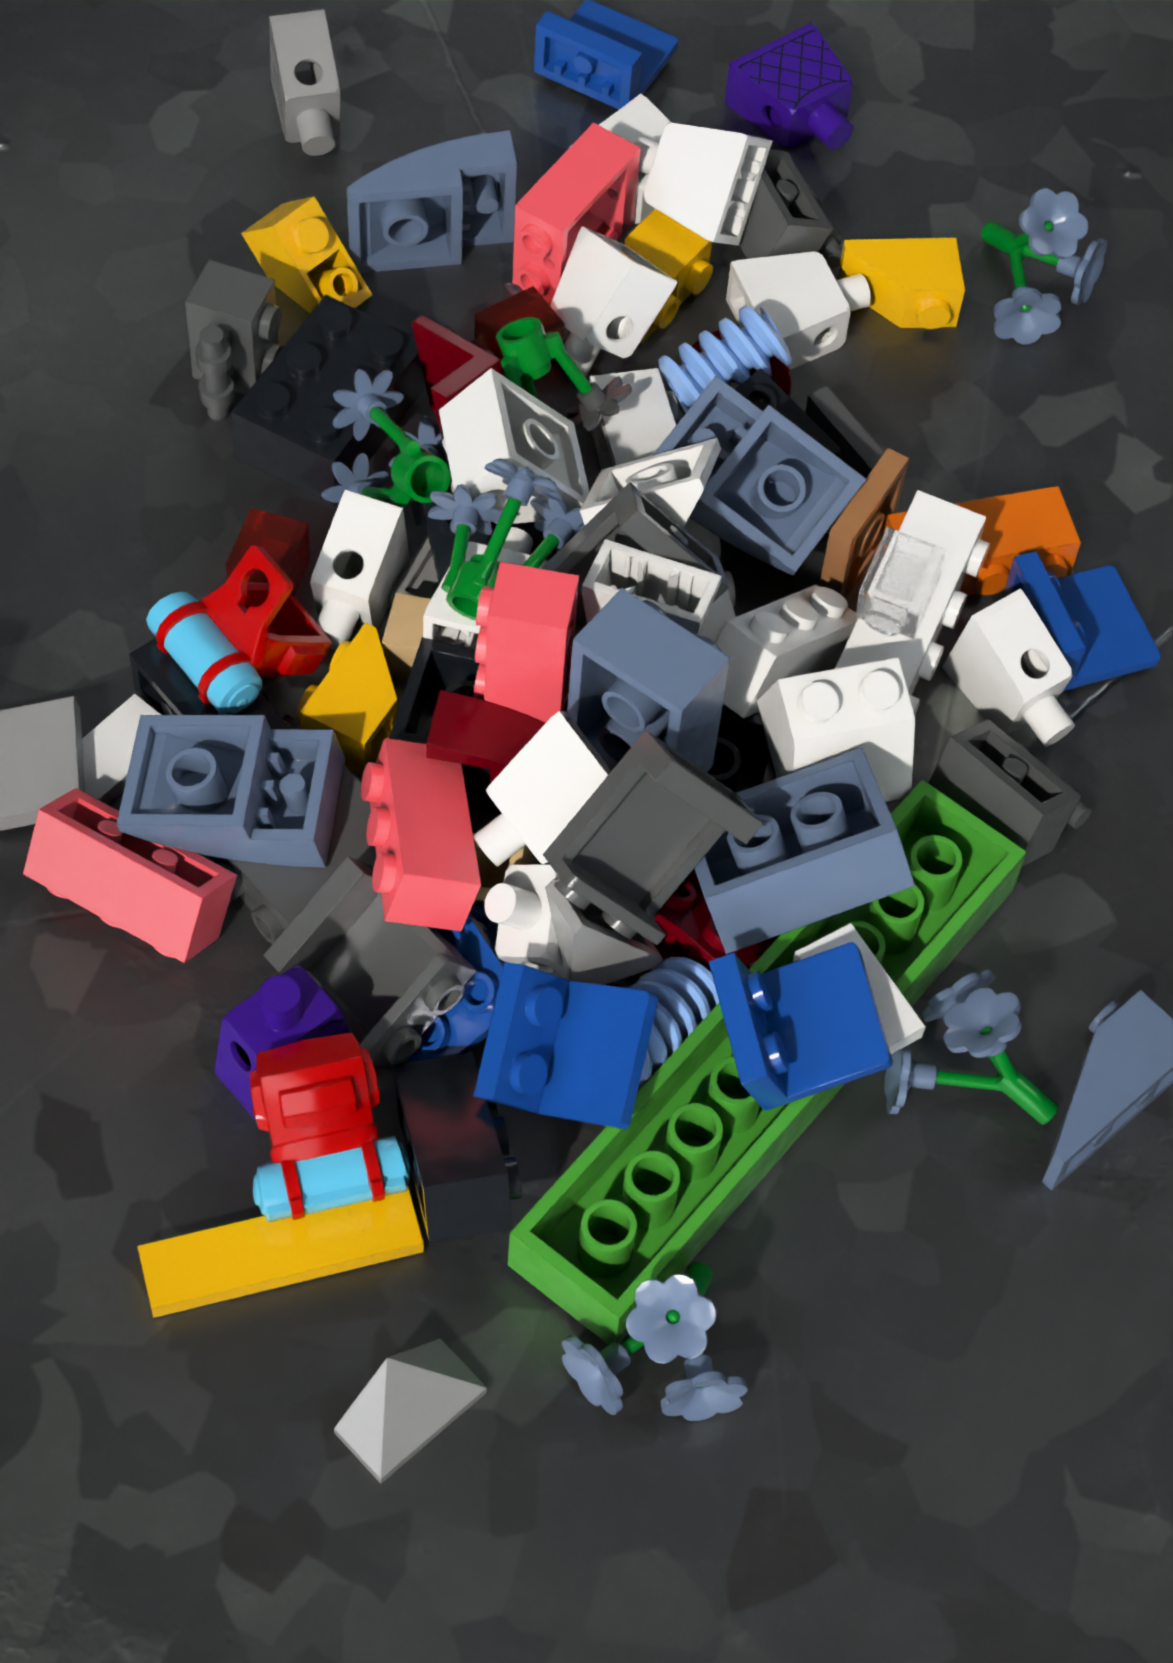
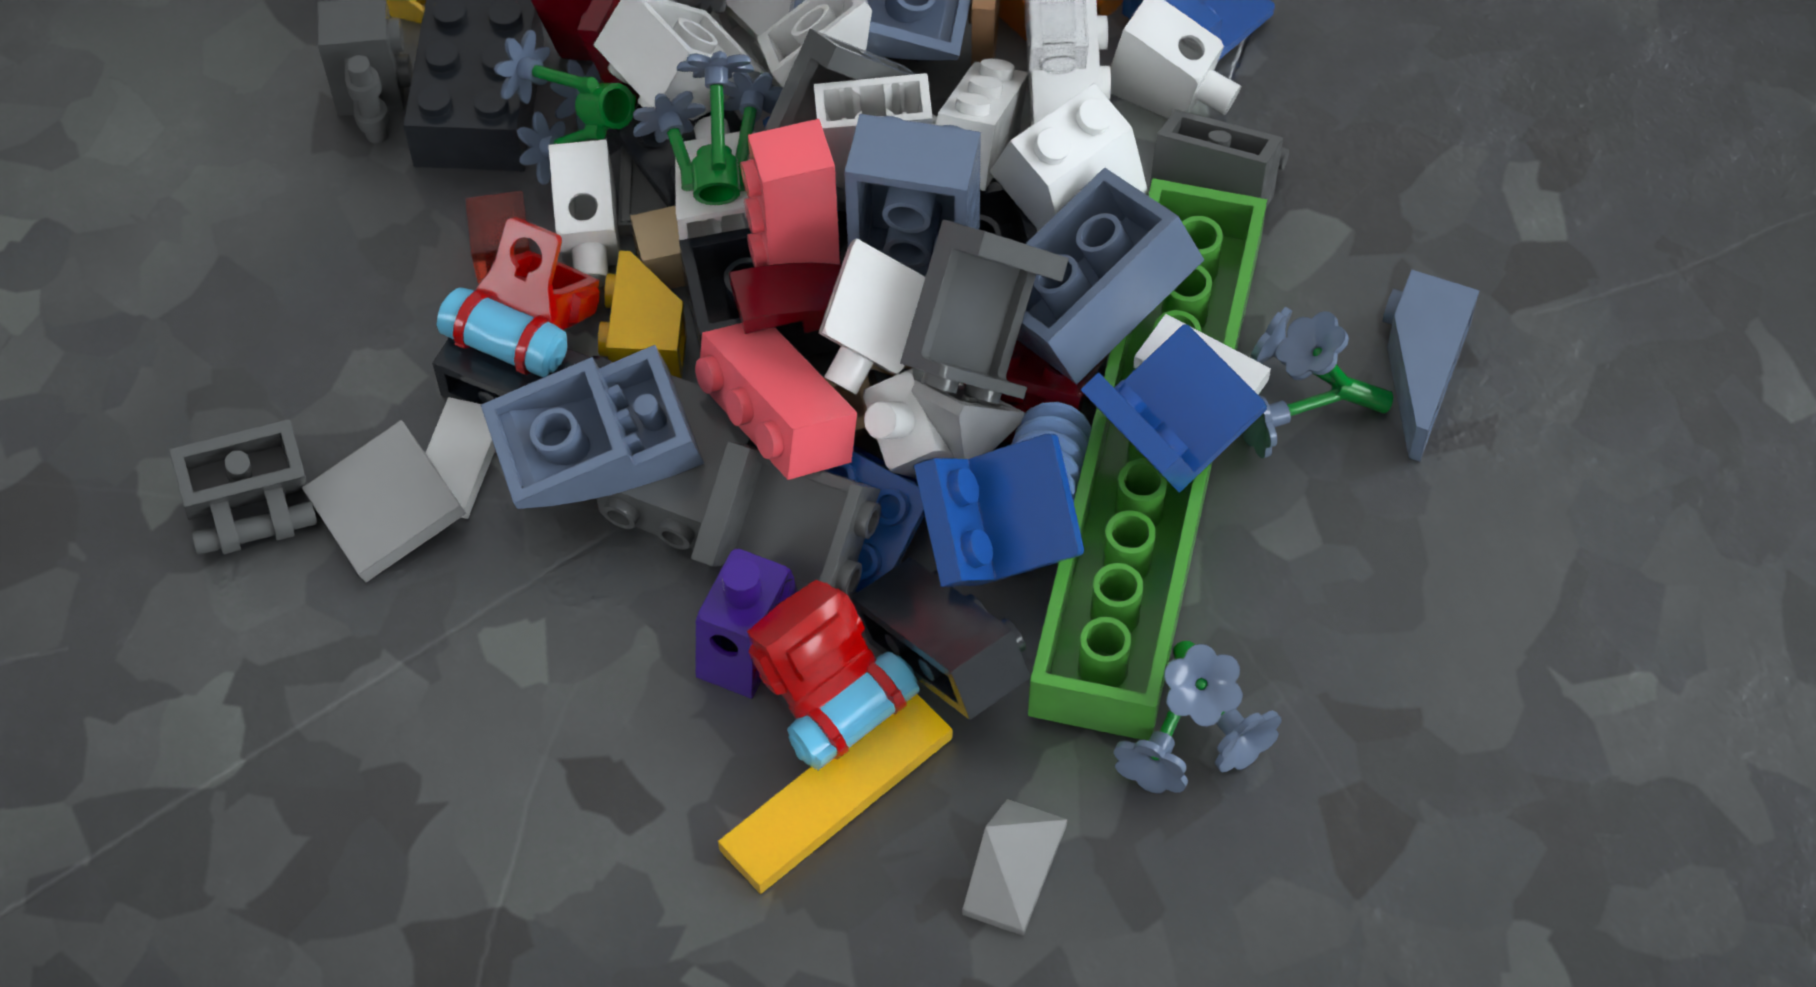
camera: 20 degrees left, 0 degrees up
(130, 883) = (538, 550): coral brick -> none

